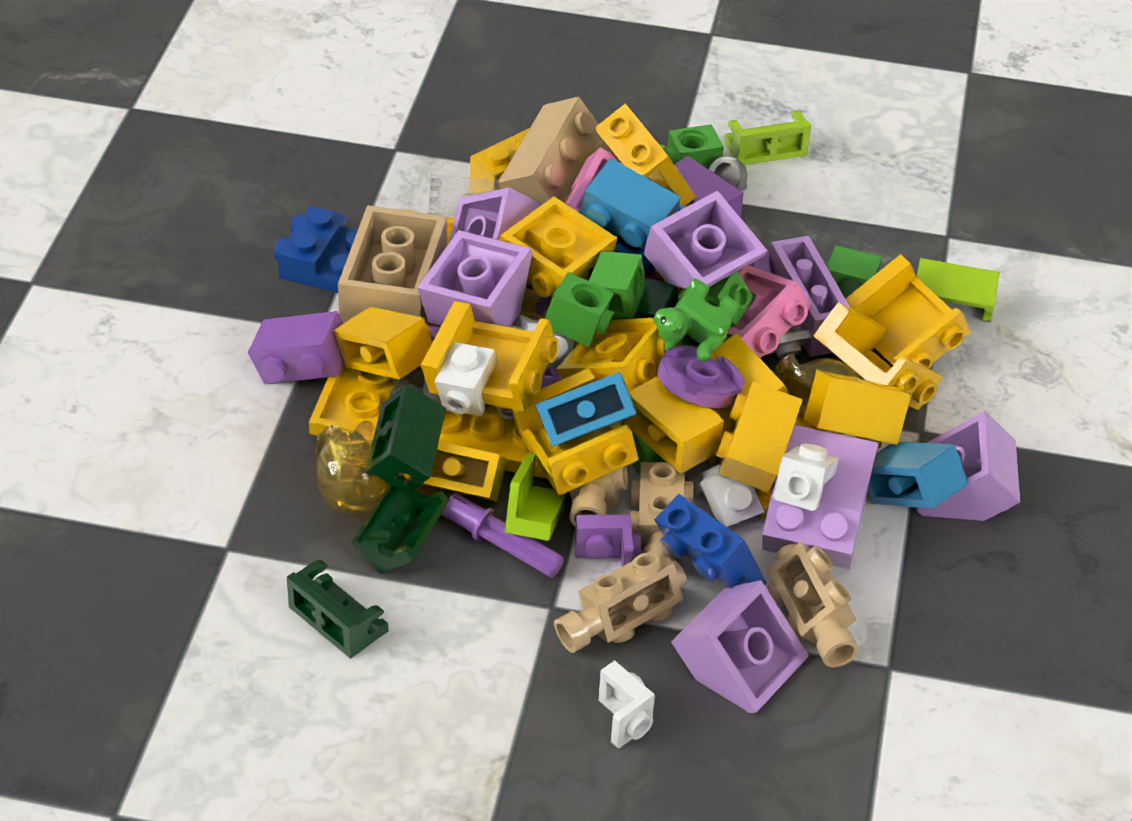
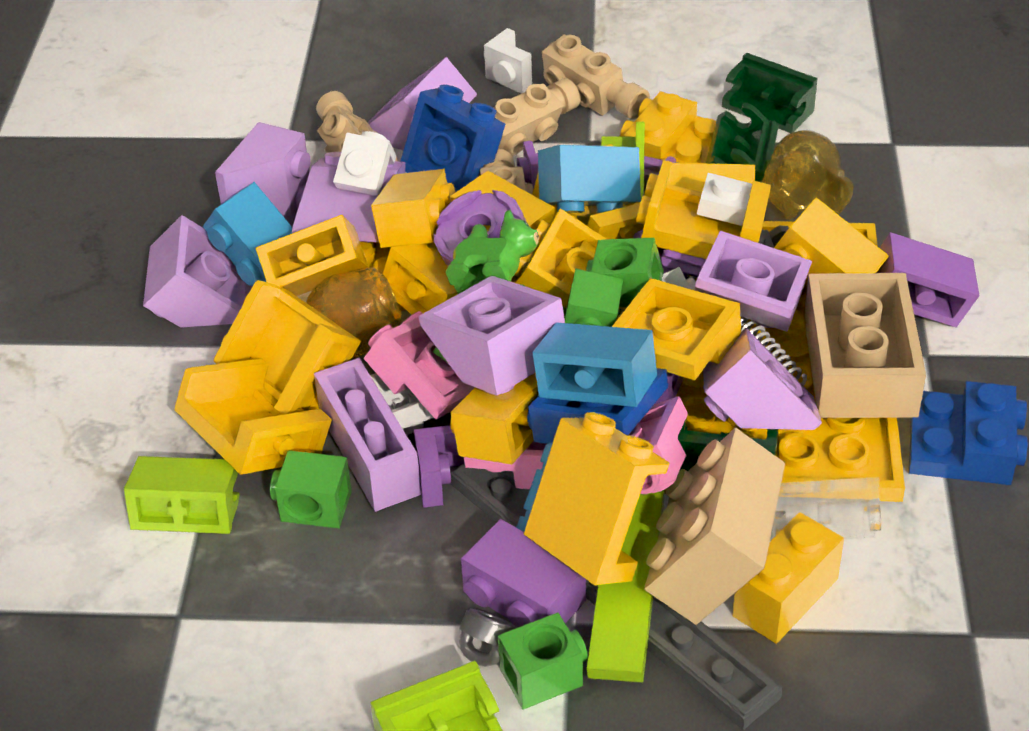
camera: 175 degrees right, 0 degrees up
(406, 438) = (759, 144): dark green hinge -> none
(461, 572) = (672, 129): none -> yellow plate
(536, 644) = (594, 75): none -> tan brick
(906, 536) = (274, 161): none -> lavender slope

